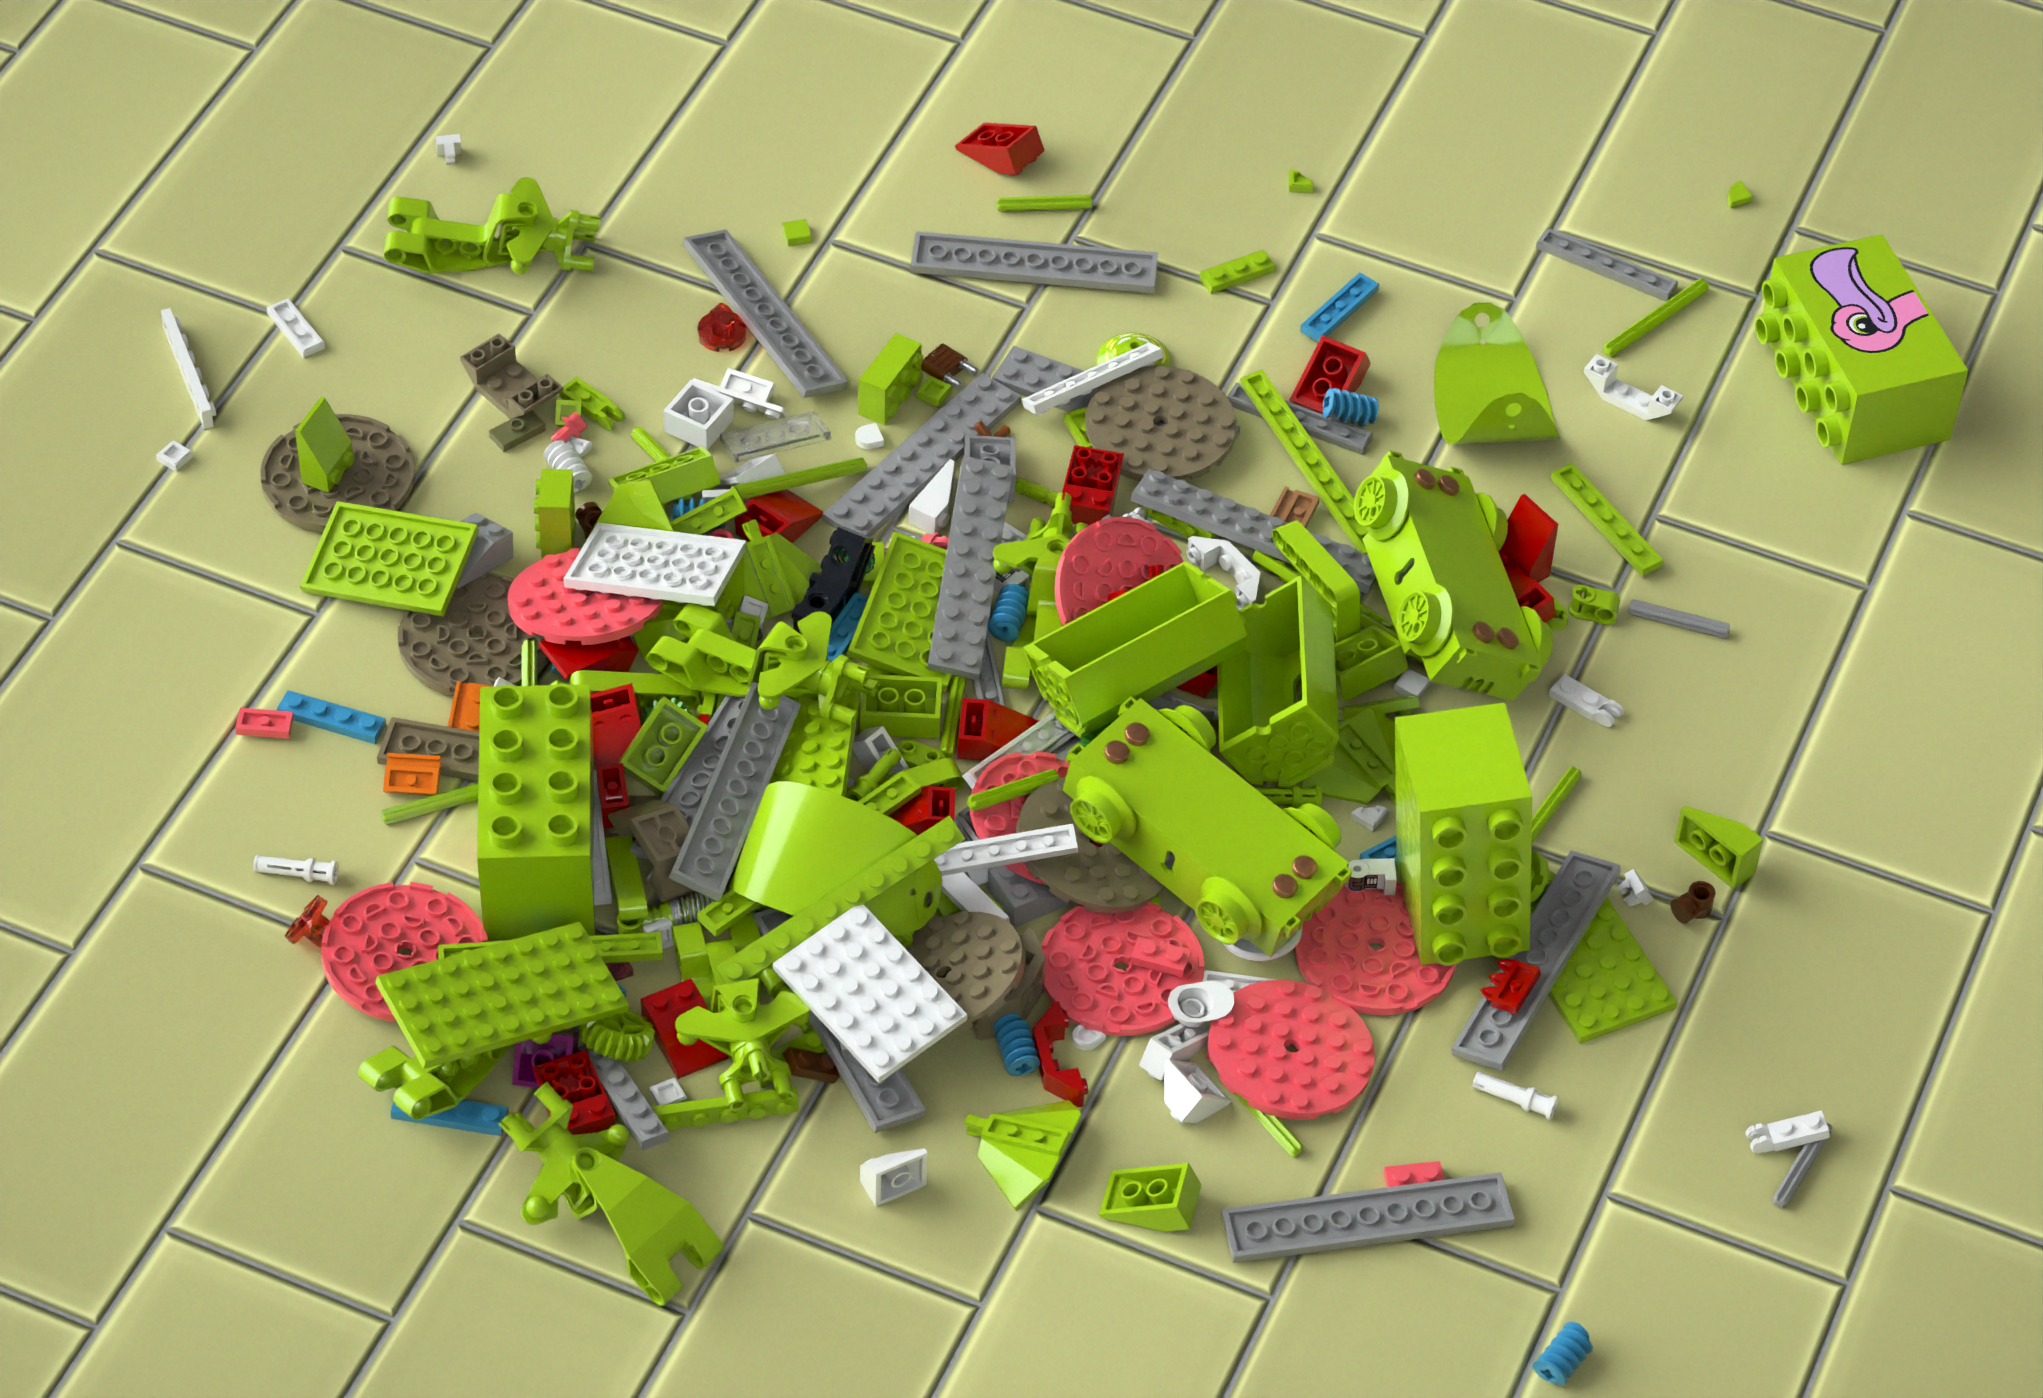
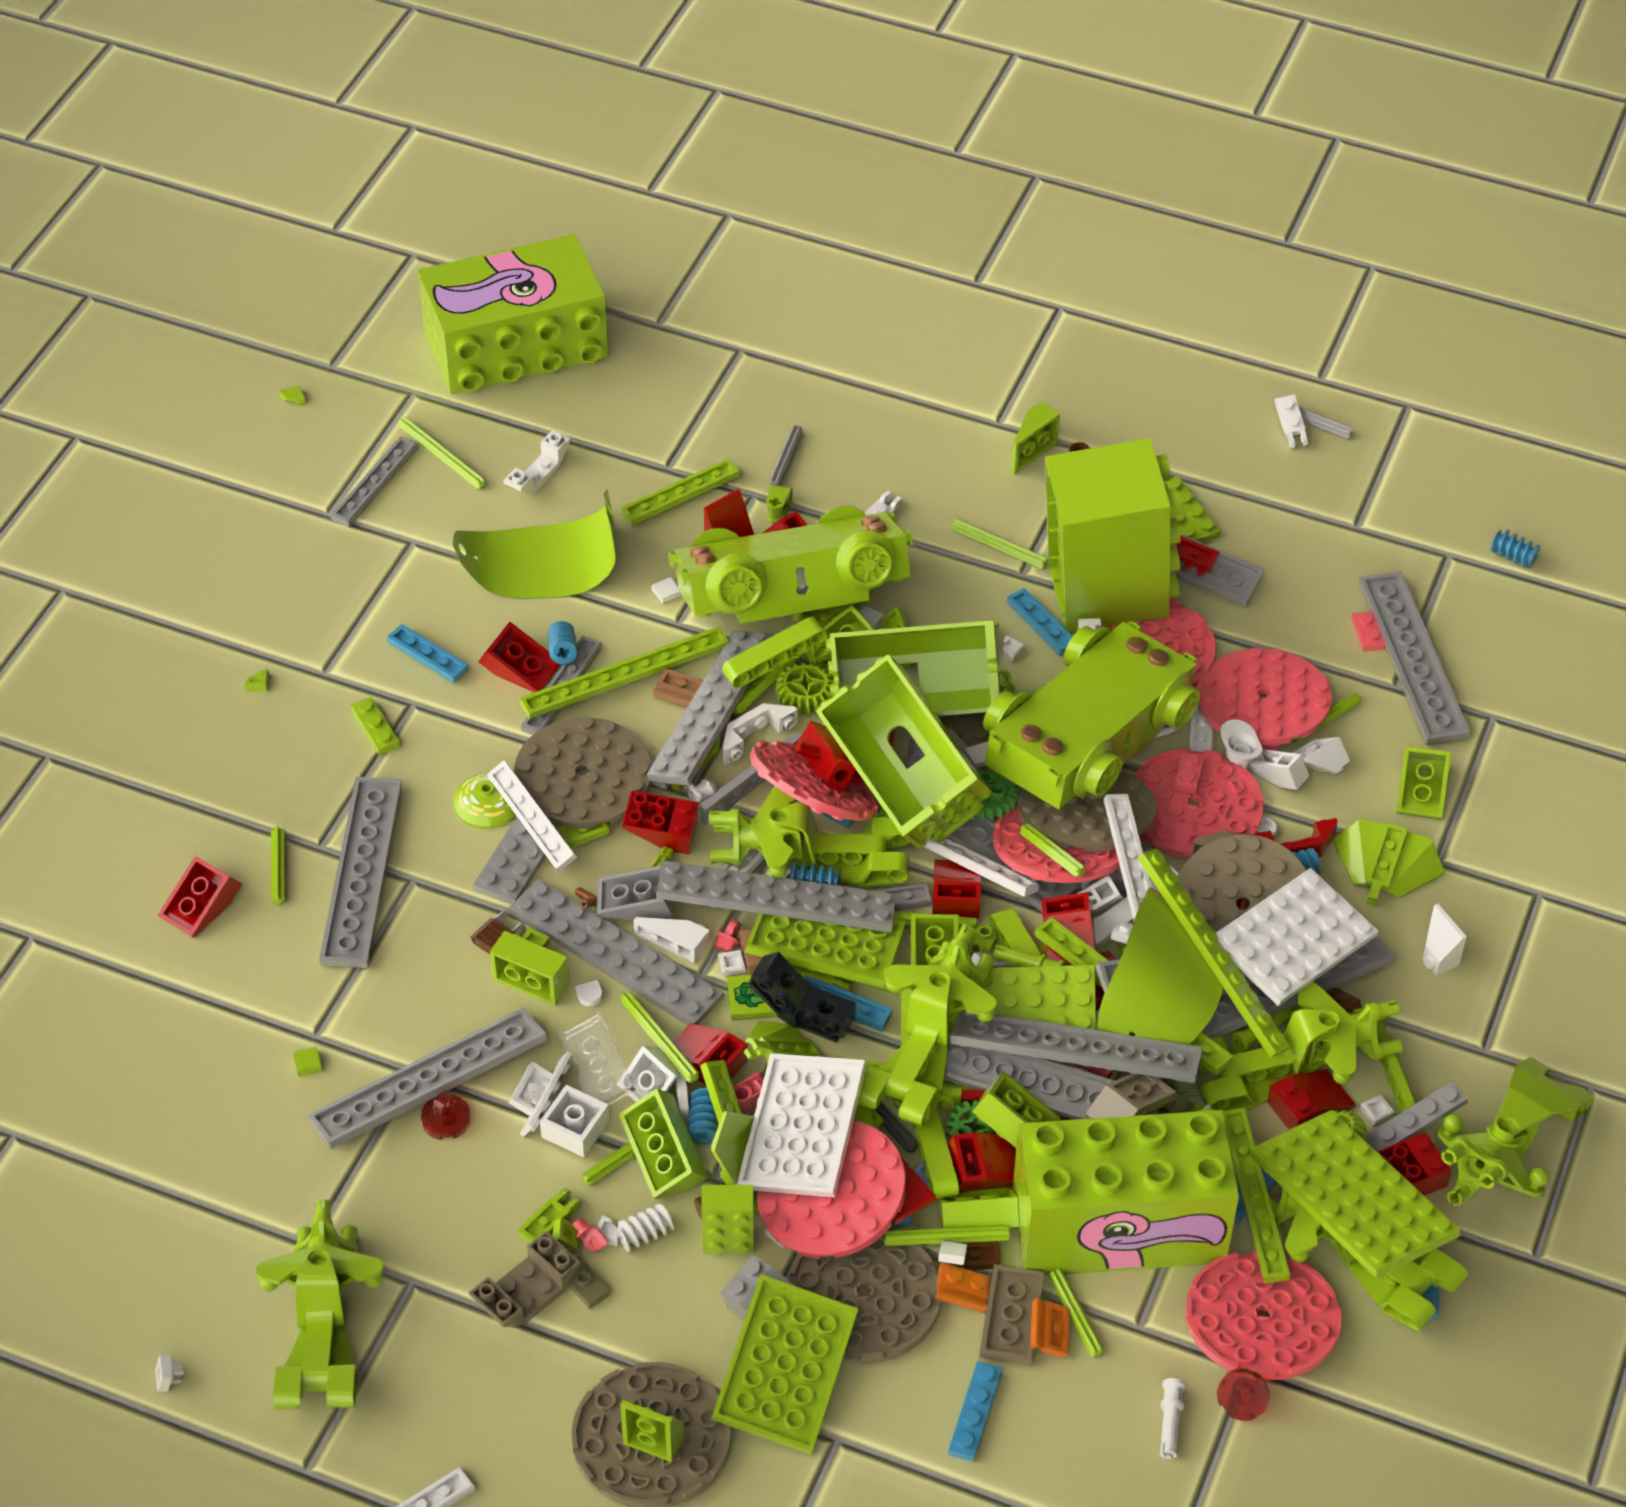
camera: 90 degrees left, 0 degrees up
(264, 723) = (993, 1465): coral plate -> none
(1527, 1098) = (1284, 561): white pin -> none

